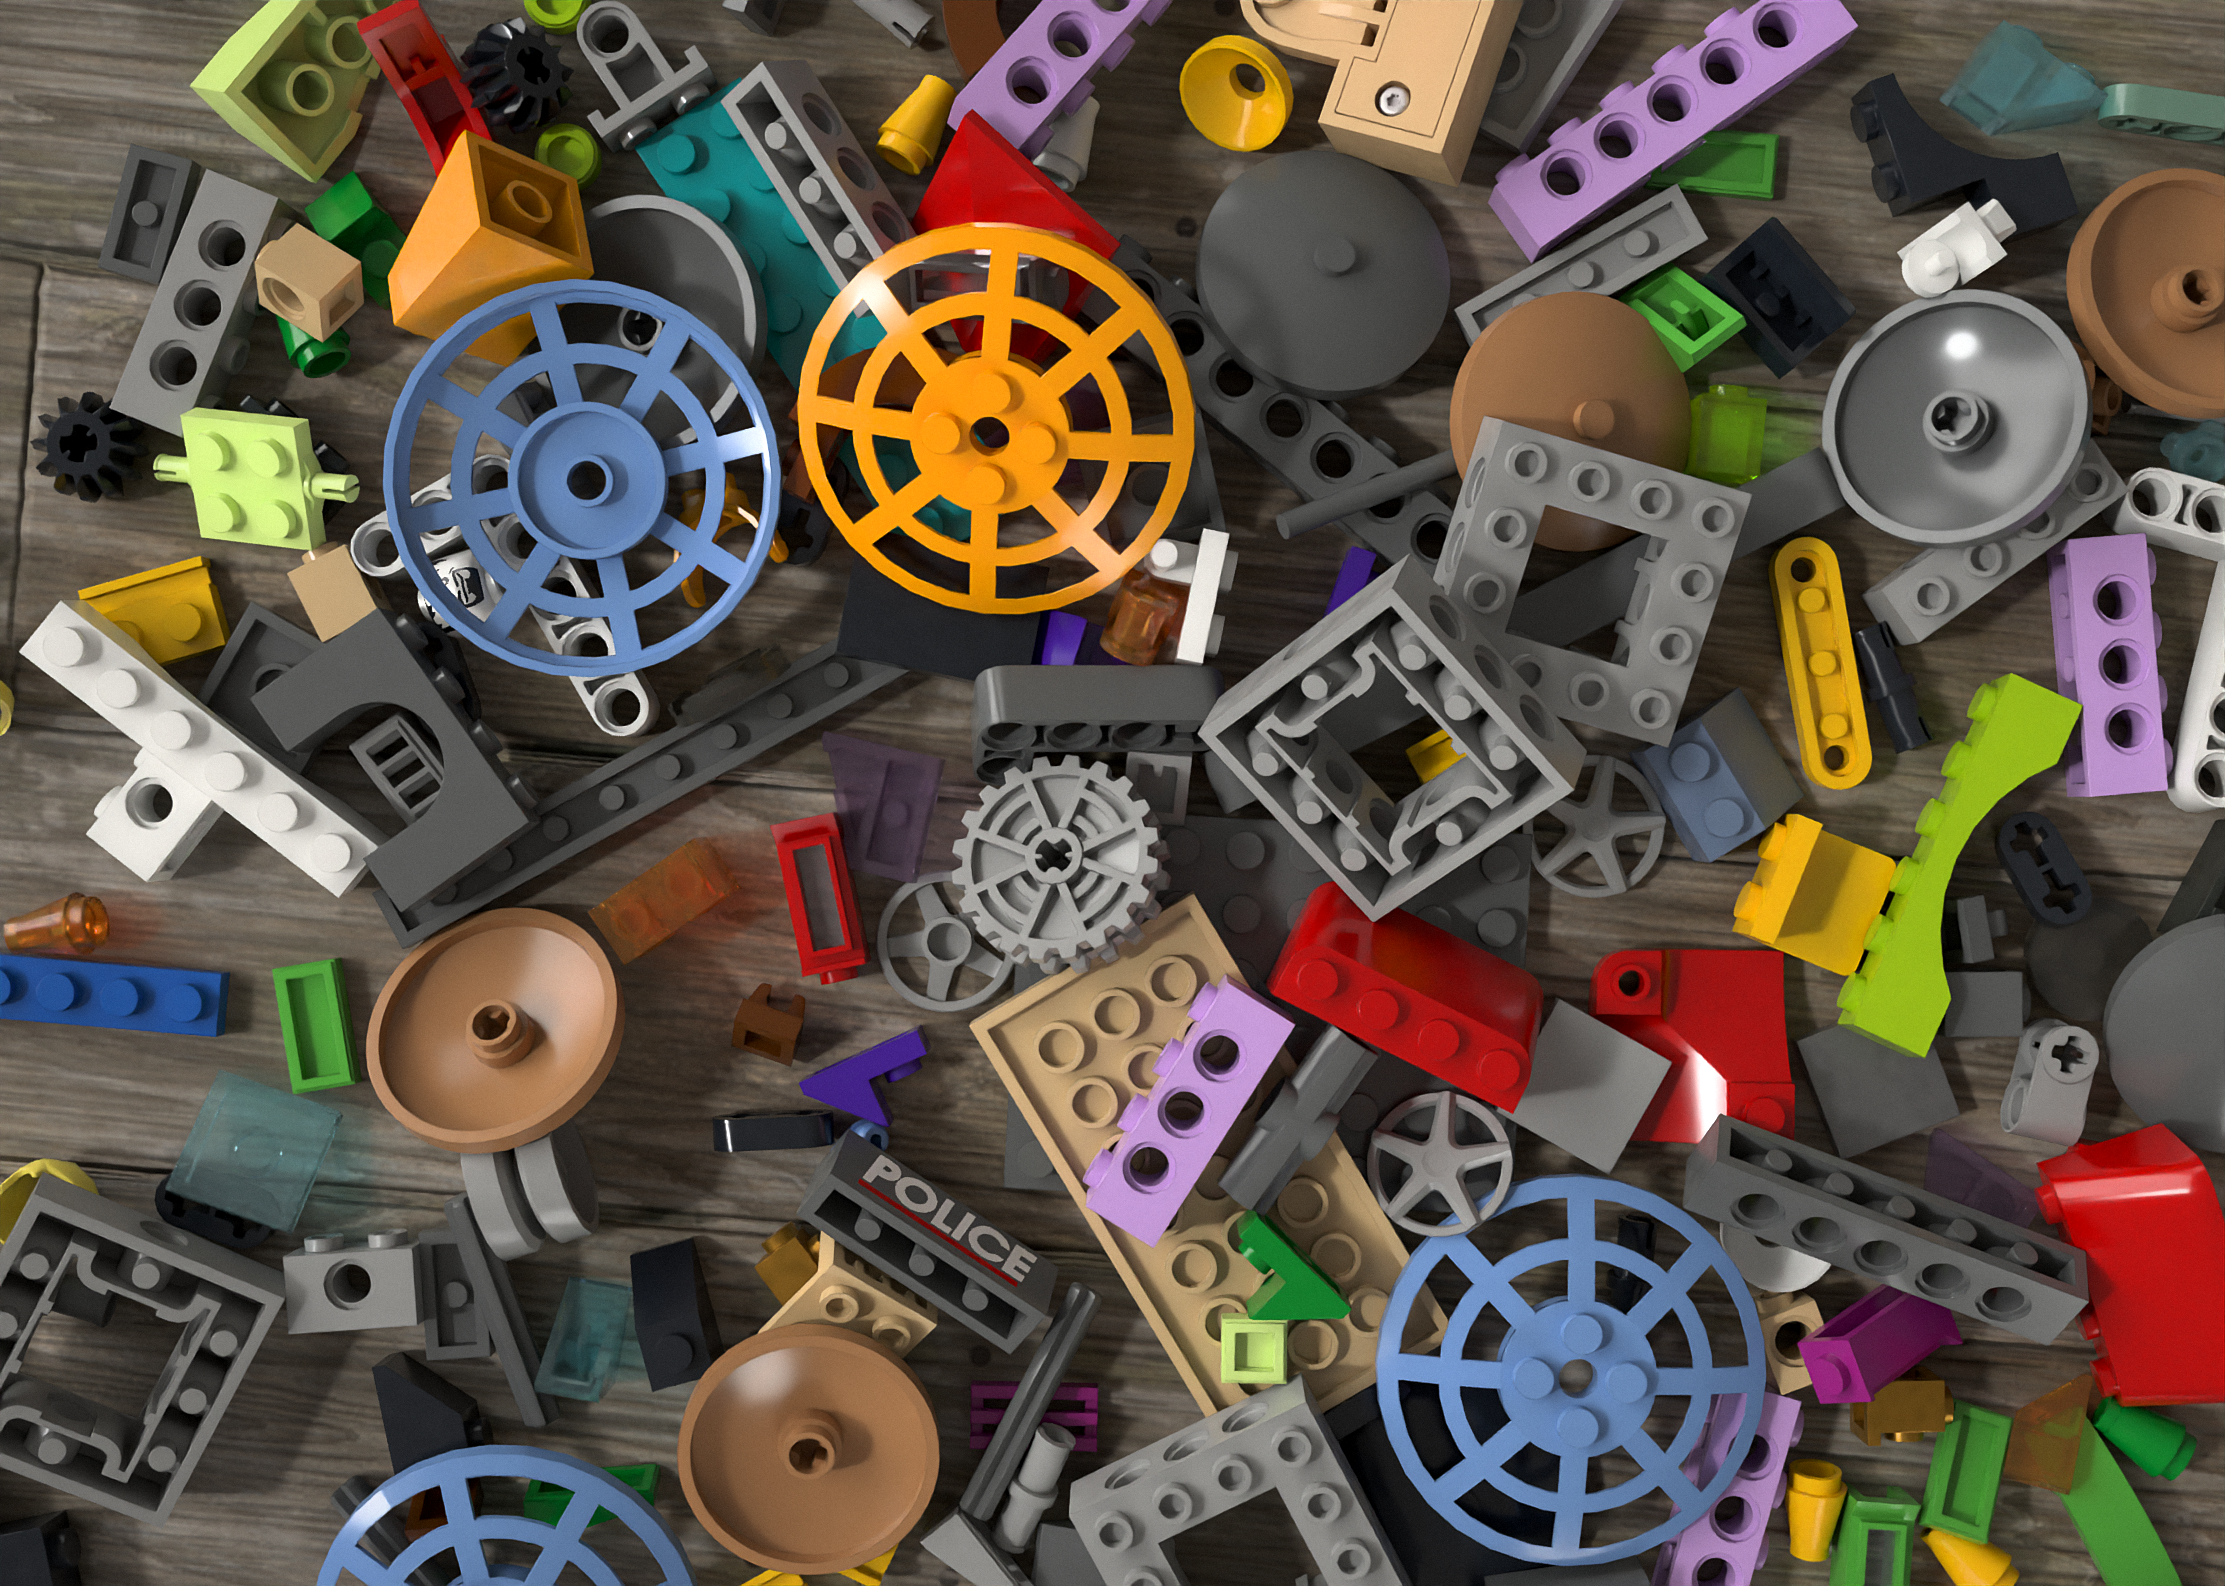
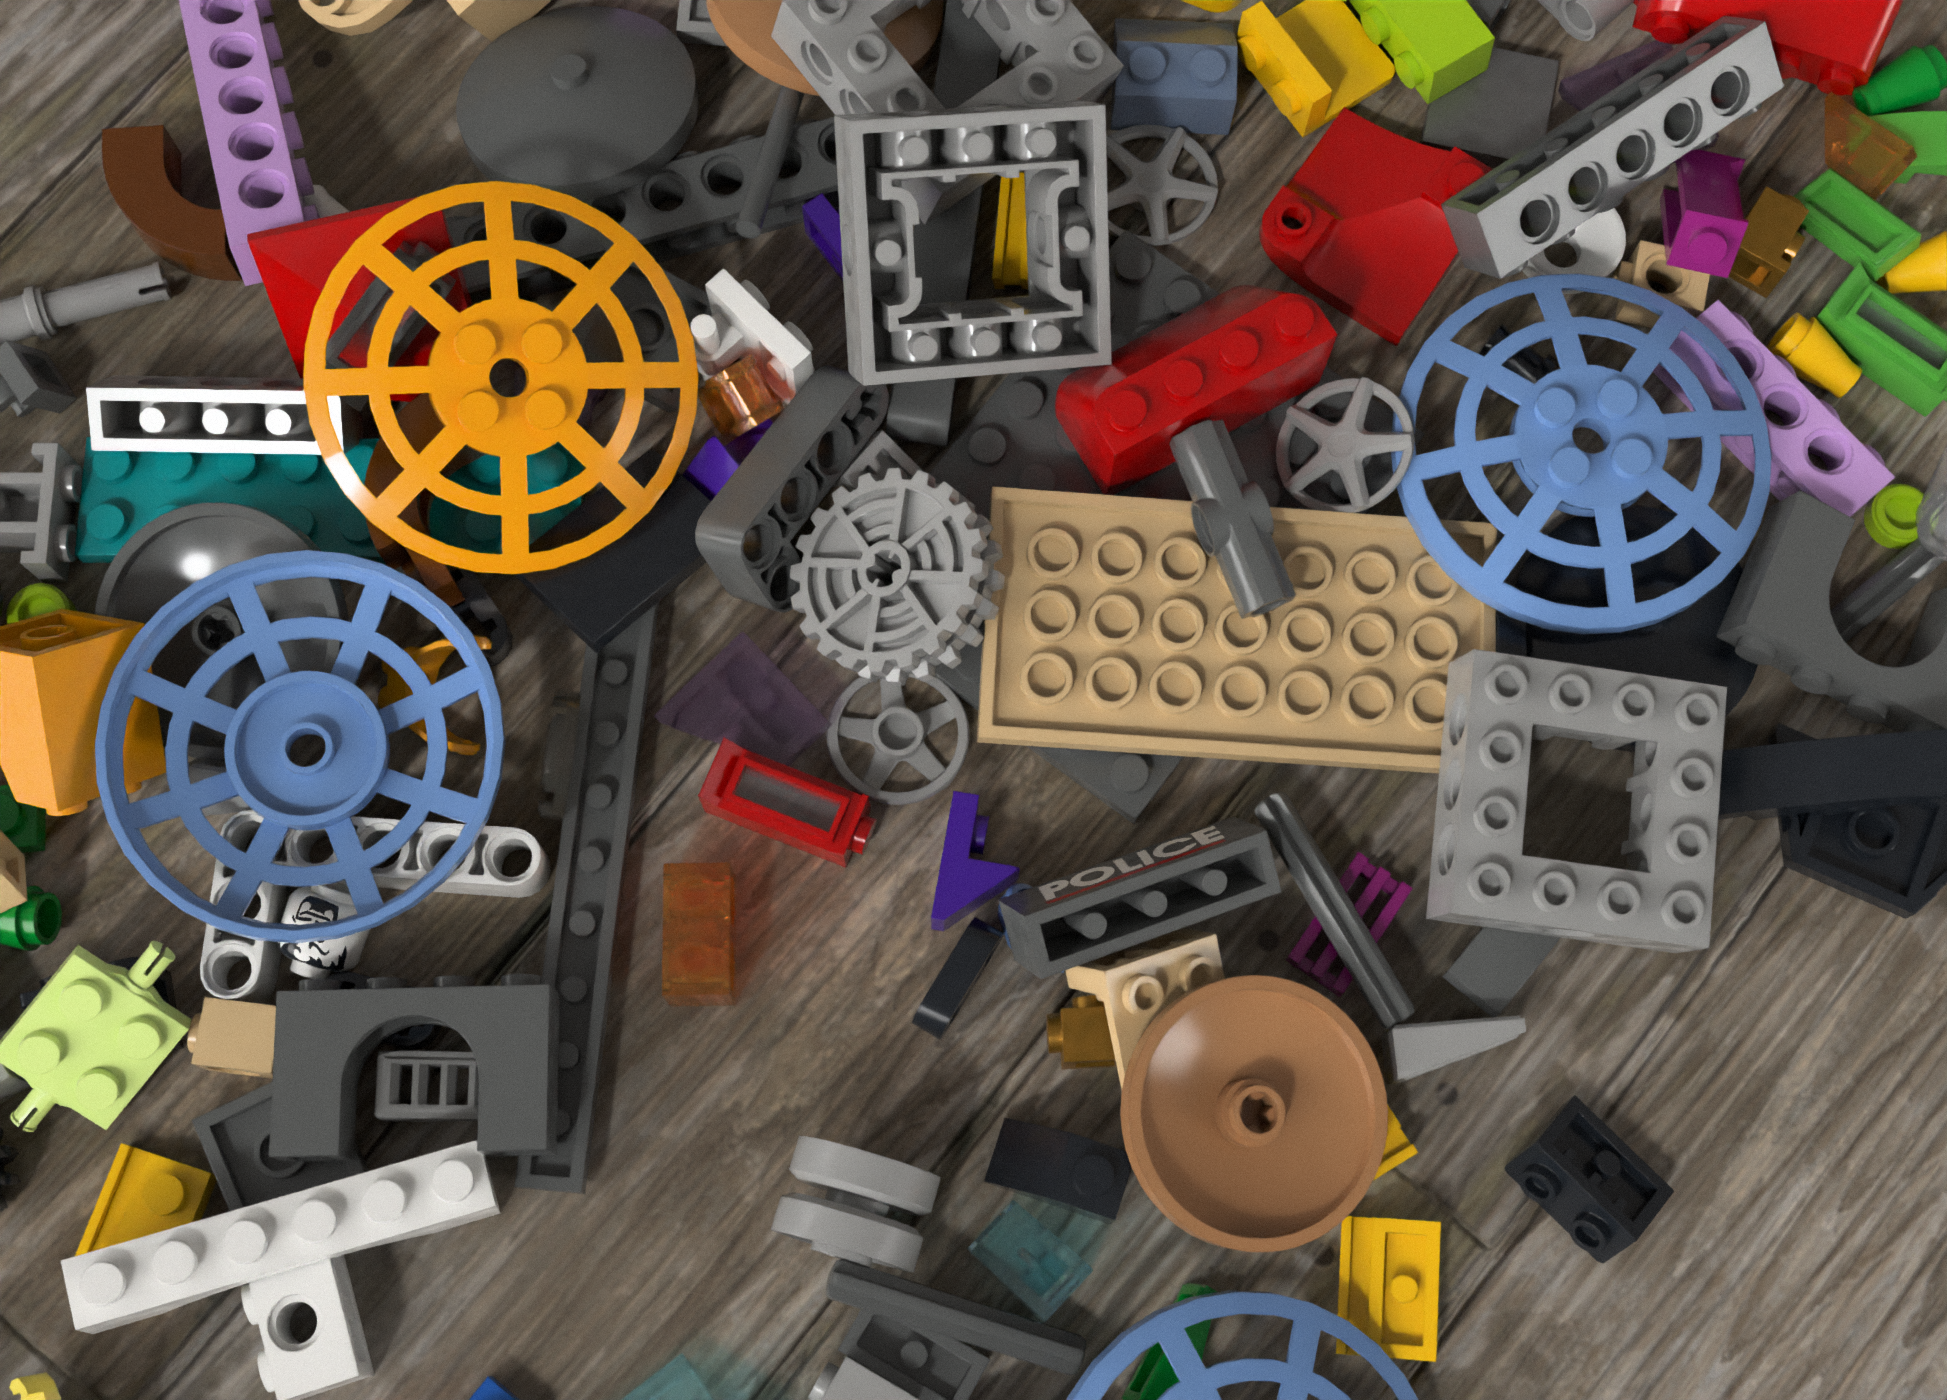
camera: 60 degrees left, 15 degrees down
(317, 1025) = (594, 1325): bright green tile -> none
(495, 1030) = (707, 1145): medium nougat dish -> none
(768, 1030) = (869, 923): reddish brown tile -> none
(916, 128) = (233, 332): yellow cone -> none
(1032, 1487) = (1411, 958): light grey pin -> none
(1149, 1202) = (1141, 502): lavender brick -> none
(1223, 106) = (396, 103): yellow piece -> none
(1253, 1350) = (1404, 686): yellowish green tile -> none
(1299, 1285) = (1368, 604): green slope -> none
(1587, 1086) = (1364, 300): light grey tile -> none

